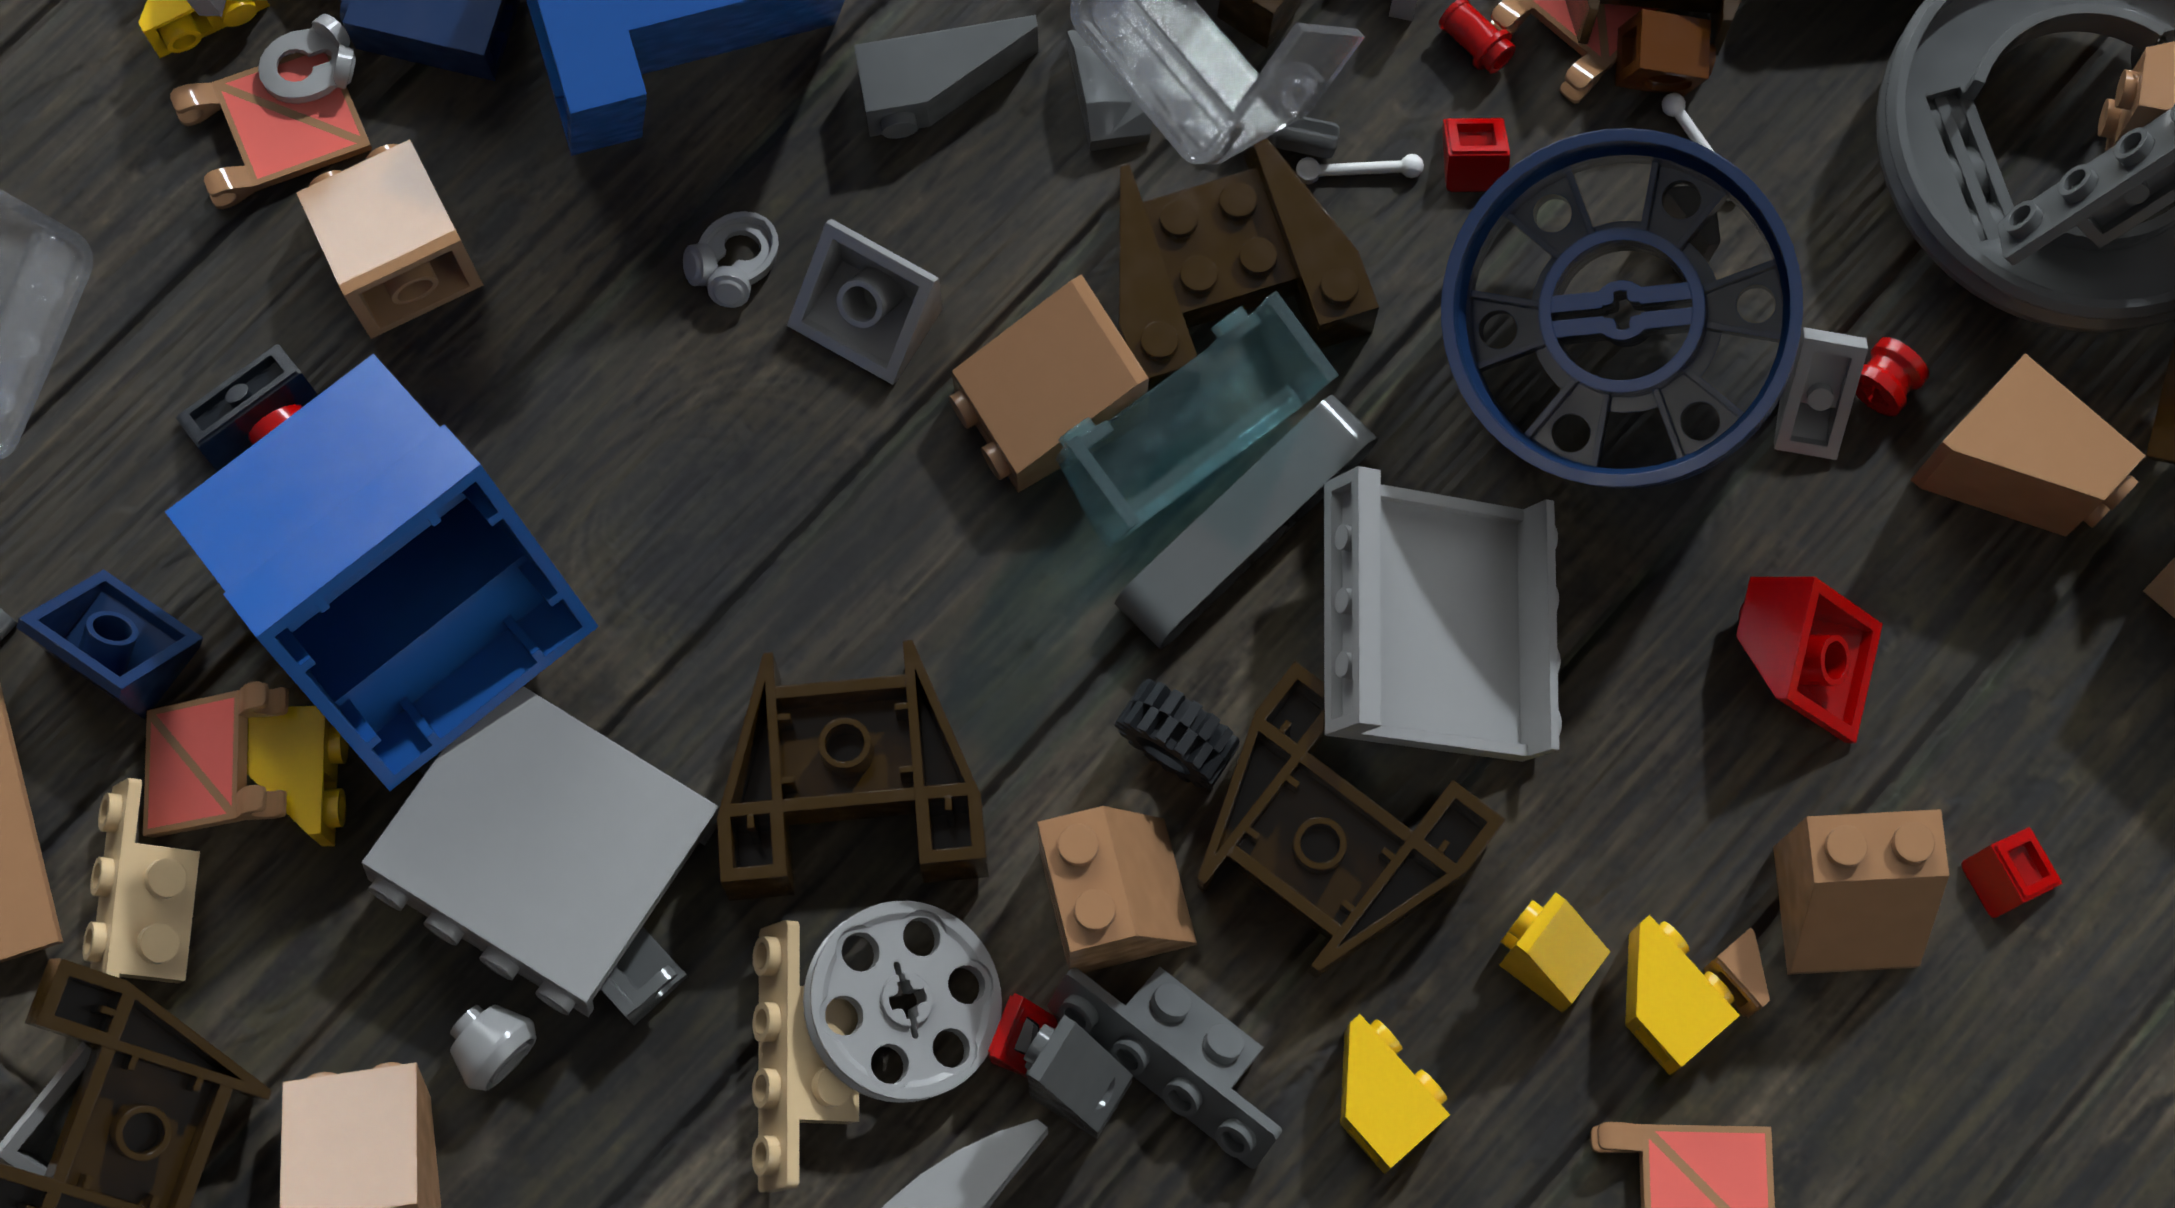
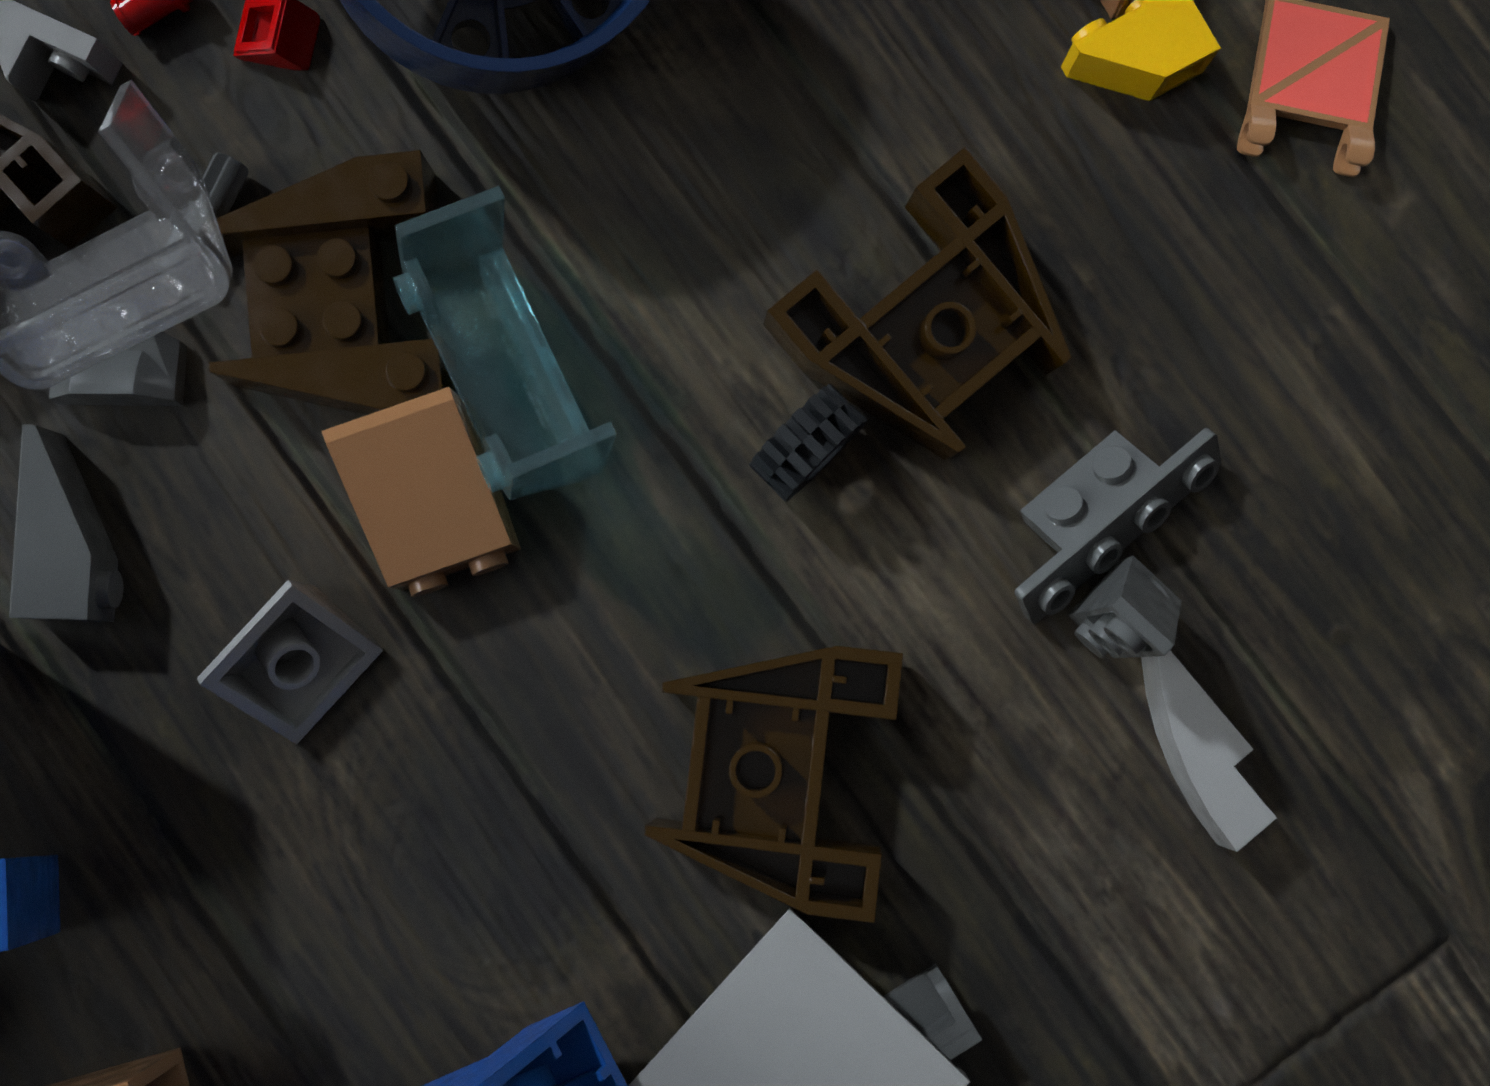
camera: 75 degrees left, 10 degrees up
(731, 284) = (239, 795): light grey piece -> none
(791, 1077) = (1043, 867): tan bracket -> none
(881, 1026) = (998, 787): light grey wedge -> none
(1016, 1032) = (1061, 655): red slope -> none
(1113, 887) = (952, 537): medium nougat slope -> none
(1245, 522) = (604, 333): dark grey beam -> none
(1310, 170) = (274, 99): white hinge -> none
(1381, 1097) = (1189, 331): yellow slope -> none
(1439, 620) = (748, 166): light grey panel -> none
(1553, 951) = (1084, 142): yellow slope -> none

